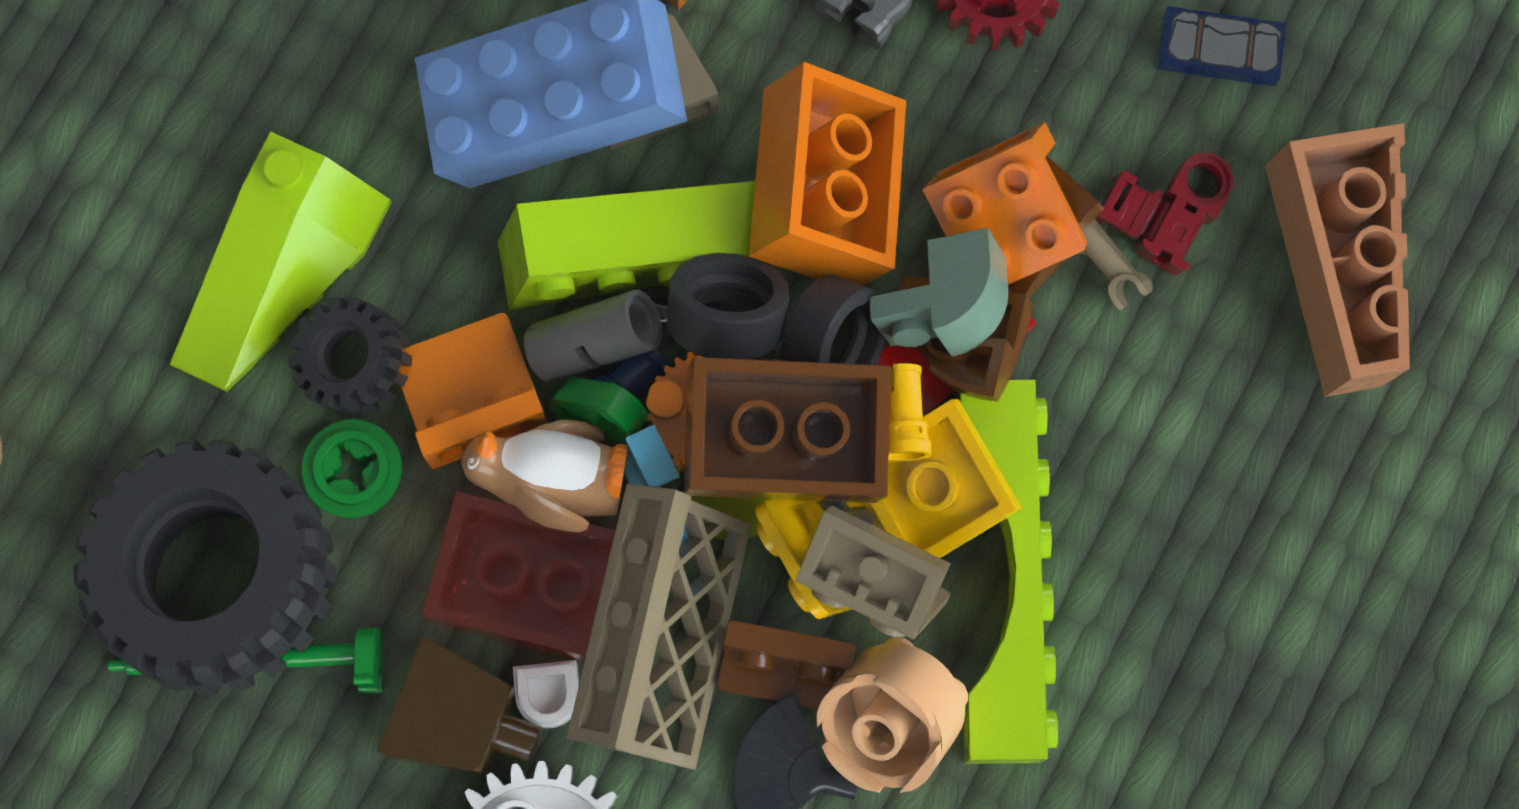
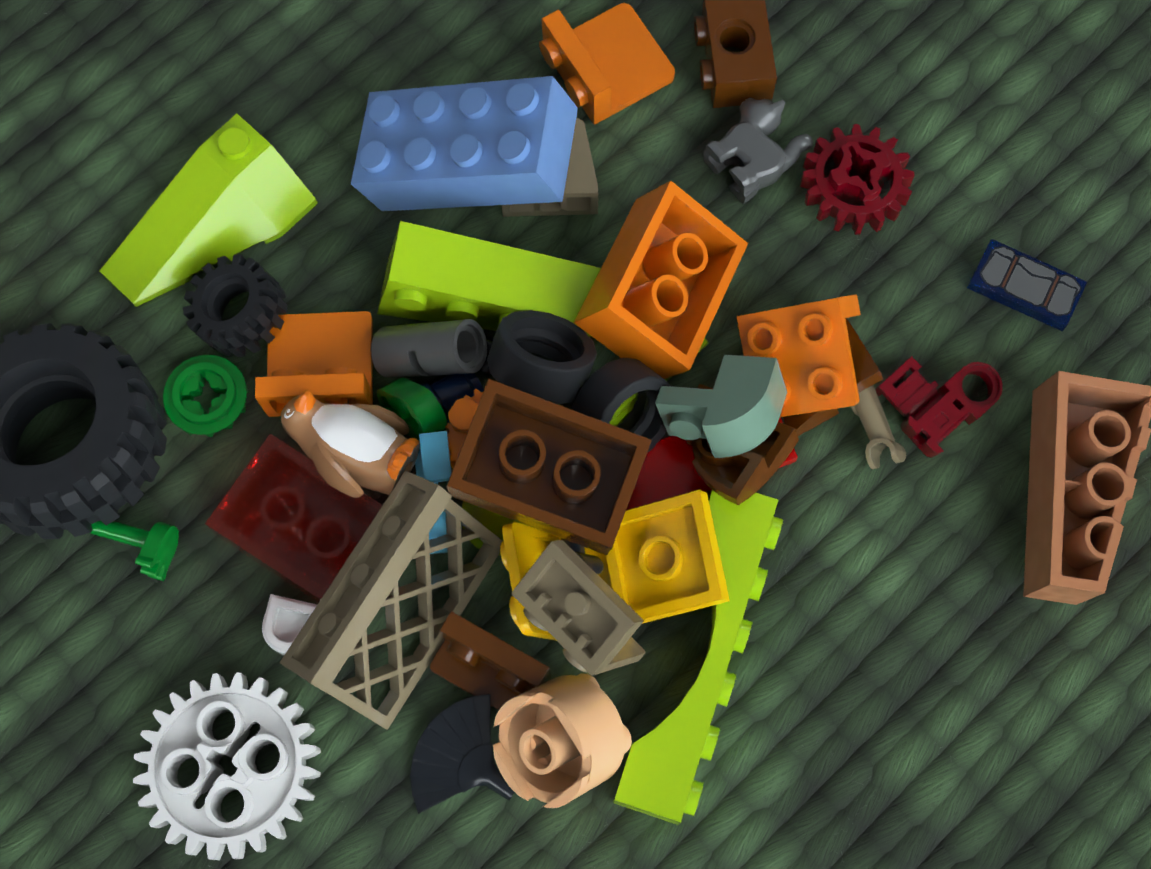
camera: 25 degrees right, 5 degrees down
(455, 715) = (207, 616): dark brown torso -> none
(906, 426) = (651, 499): yellow pin -> none

